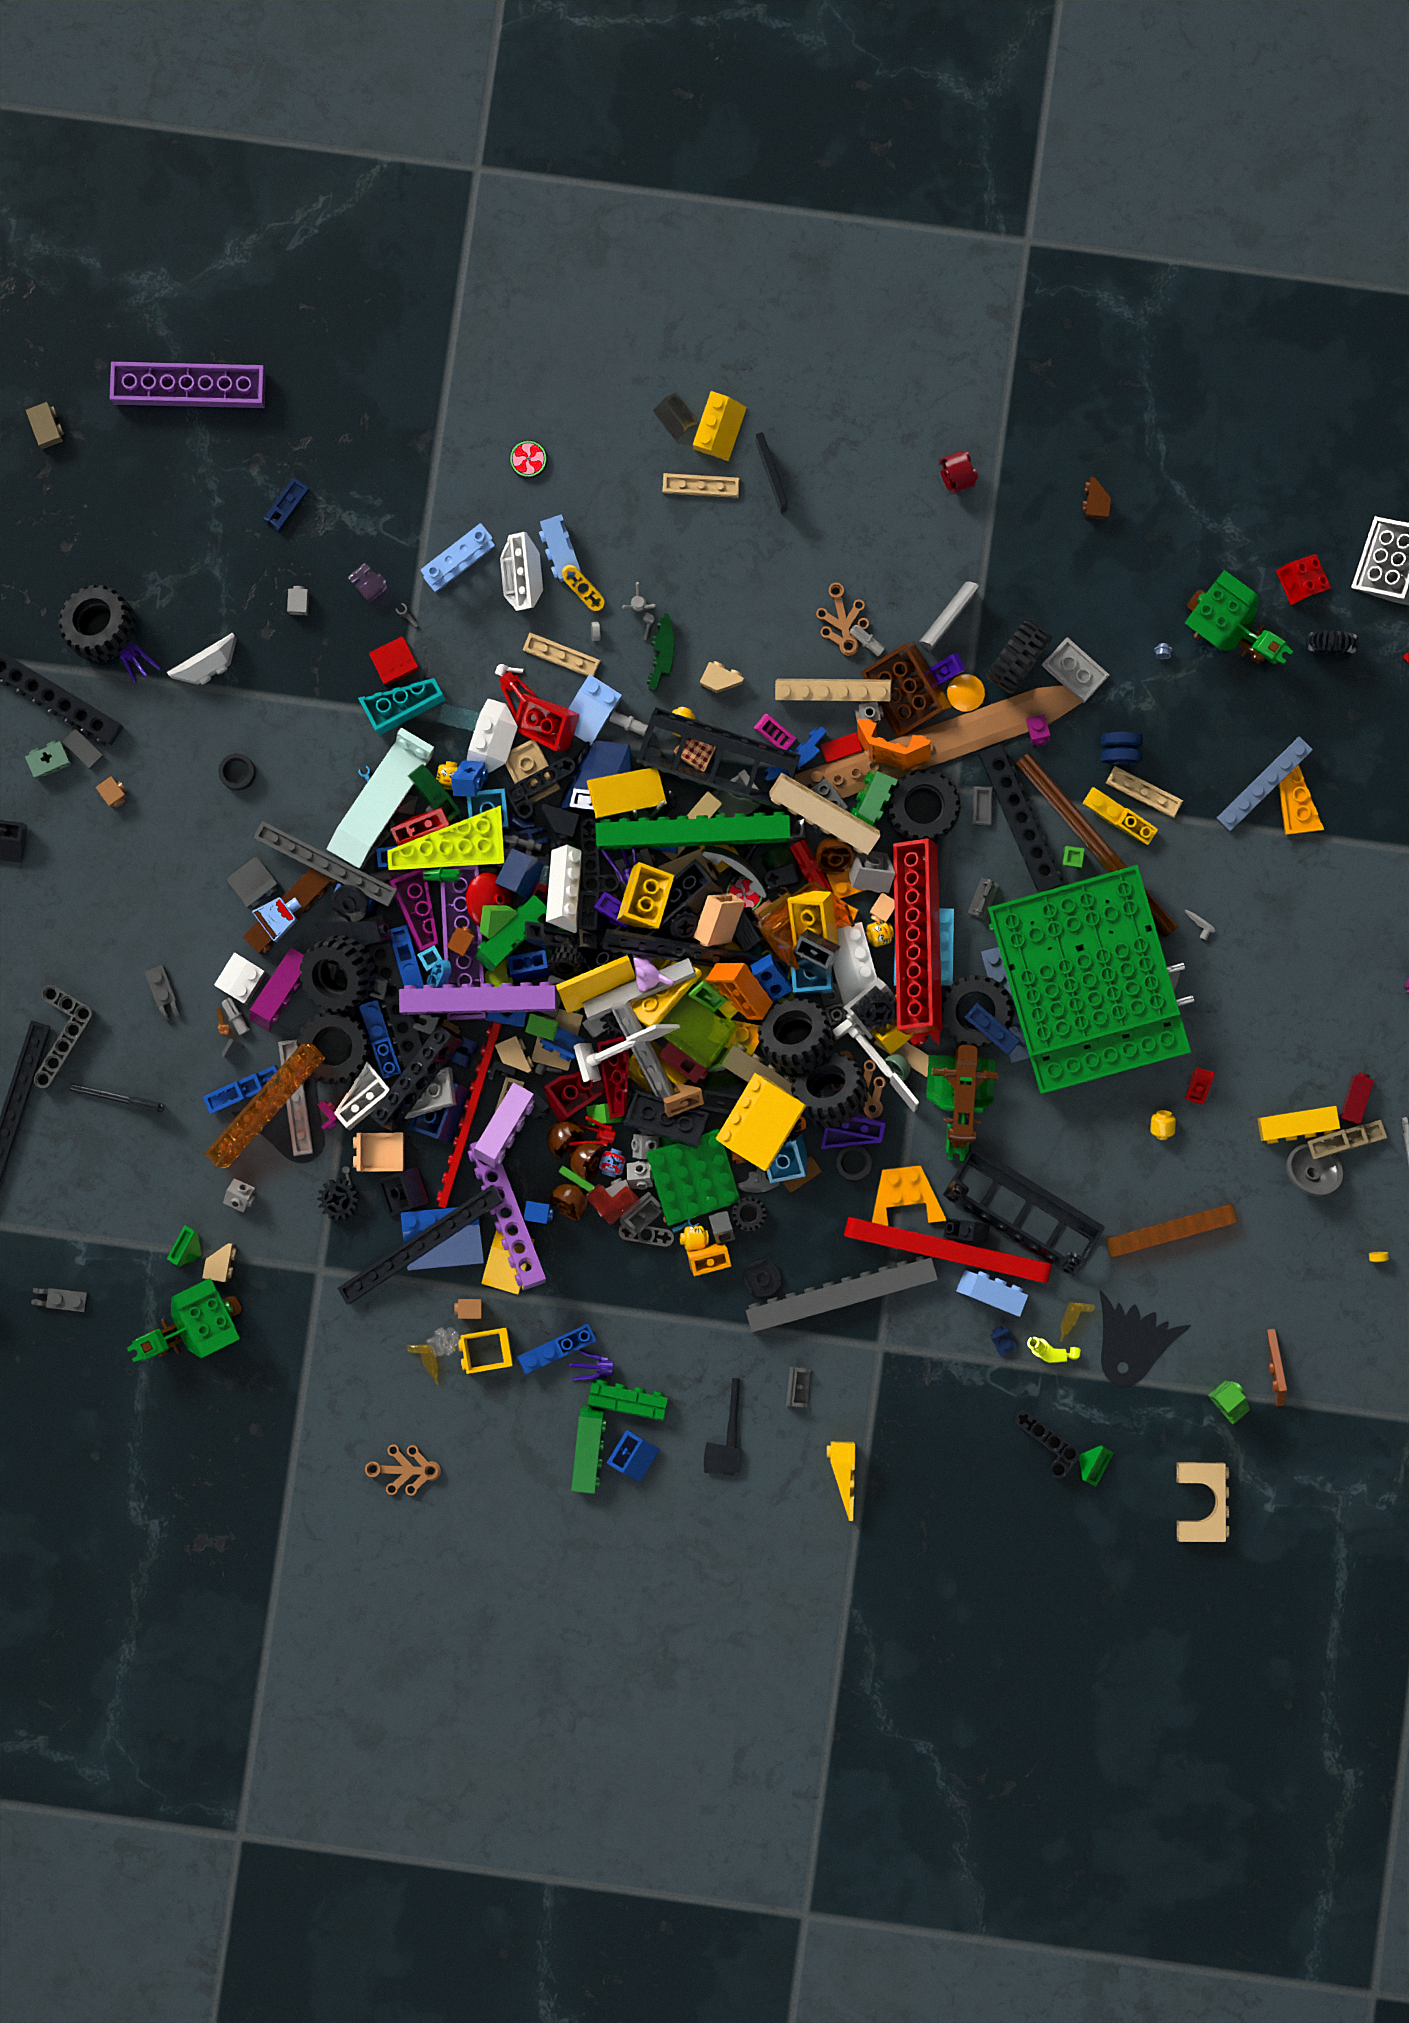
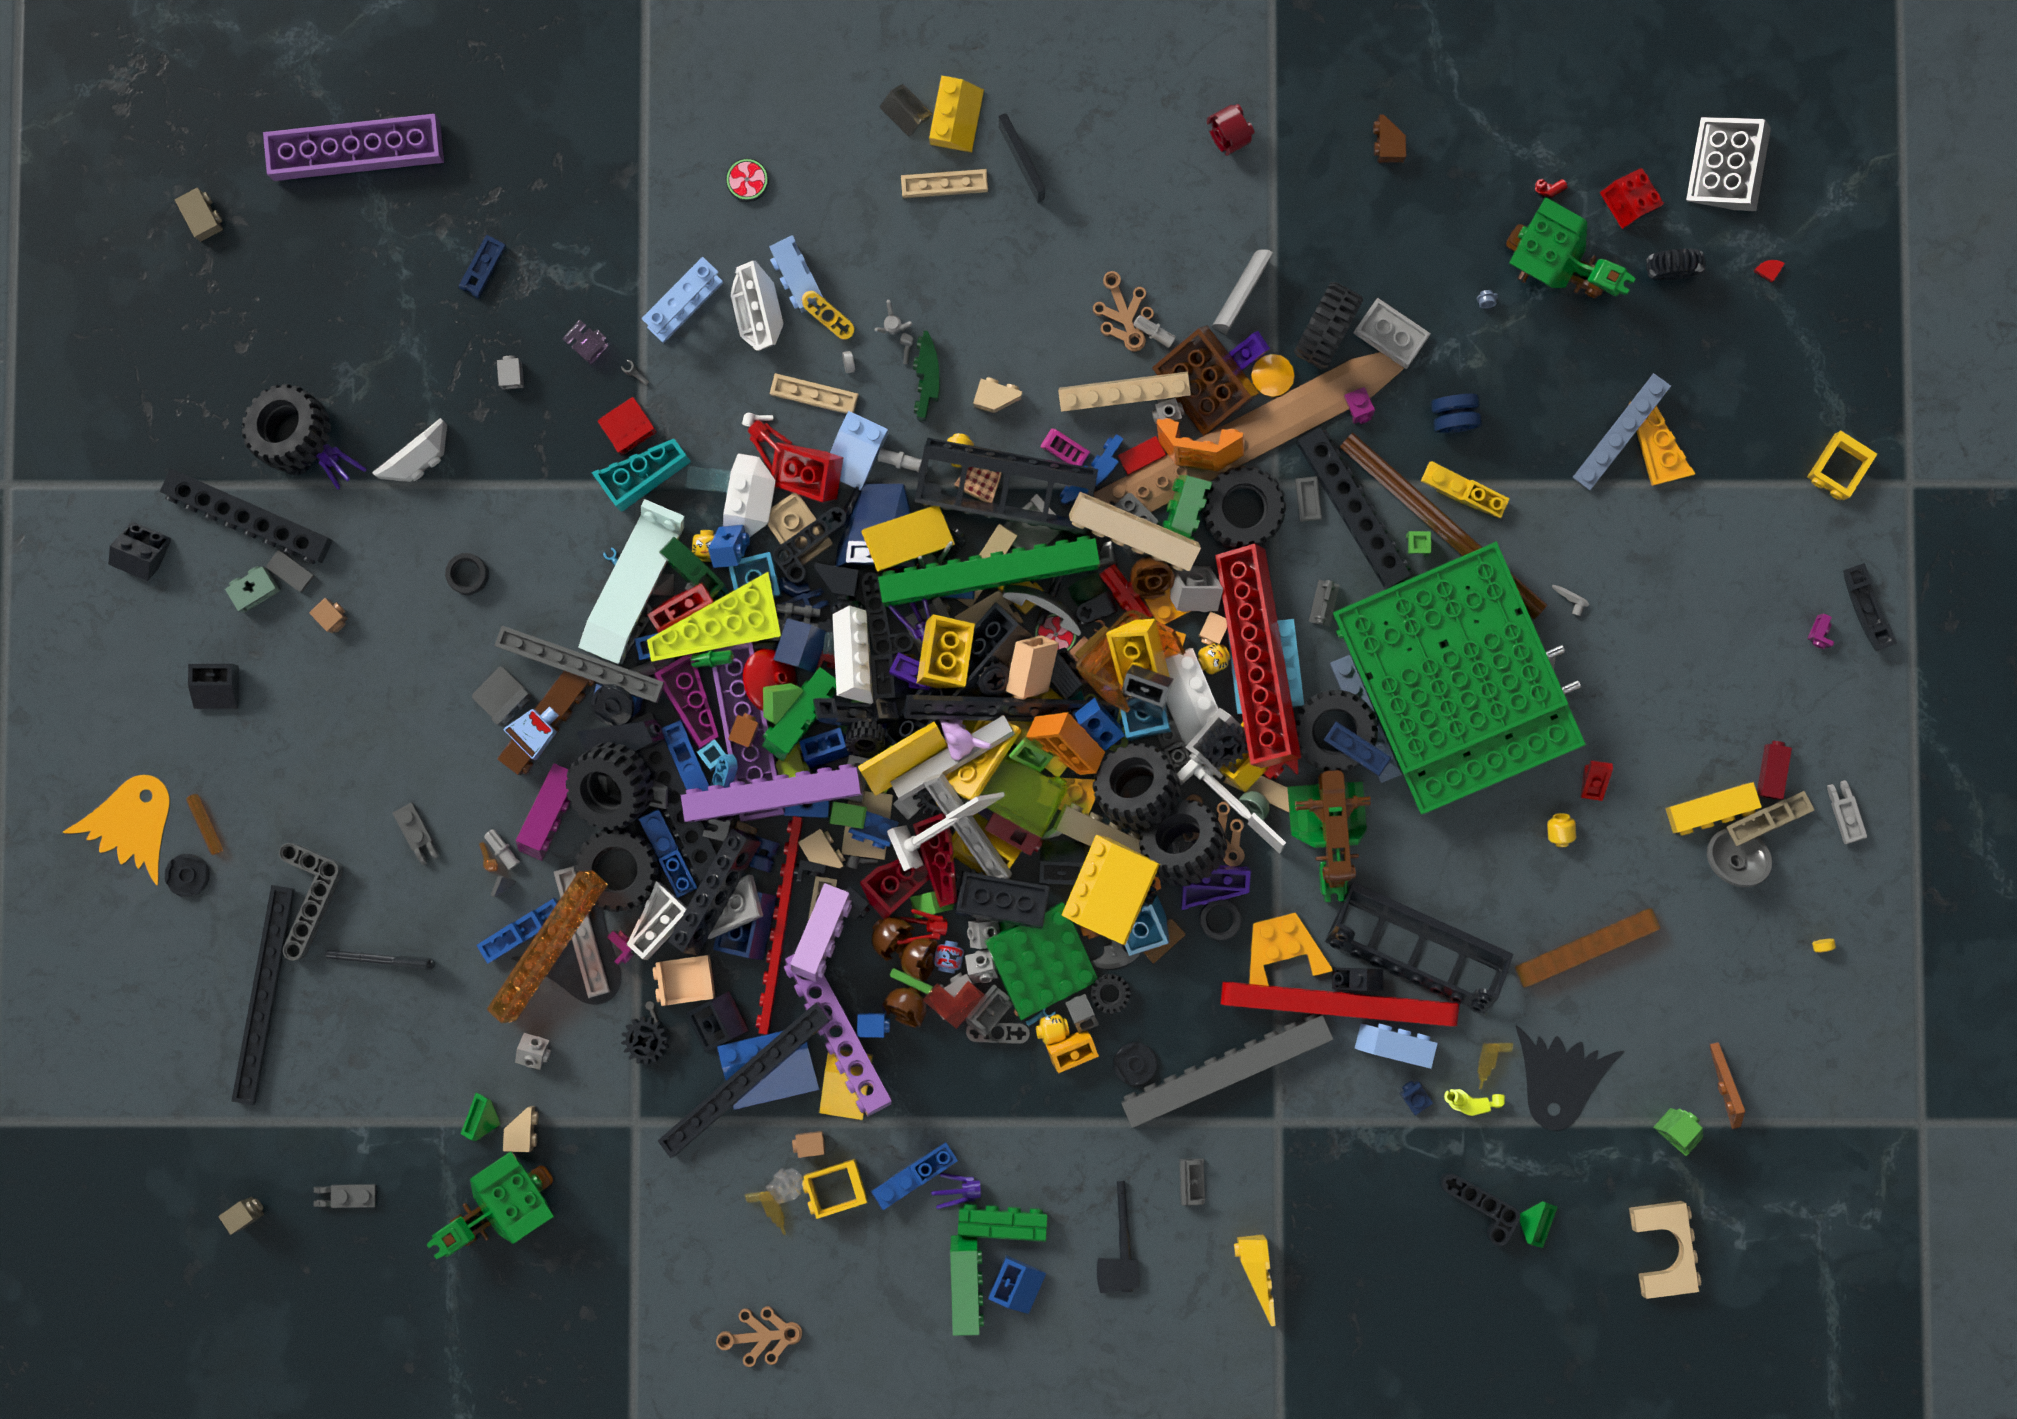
camera: 10 degrees left, 0 degrees up
(240, 978) = (502, 806): white slope -> none
(685, 1099) = (1022, 874): medium nougat slope -> none
(1144, 792) = (1487, 459): tan tile -> none
(1232, 563) = (1549, 190): none -> red arm

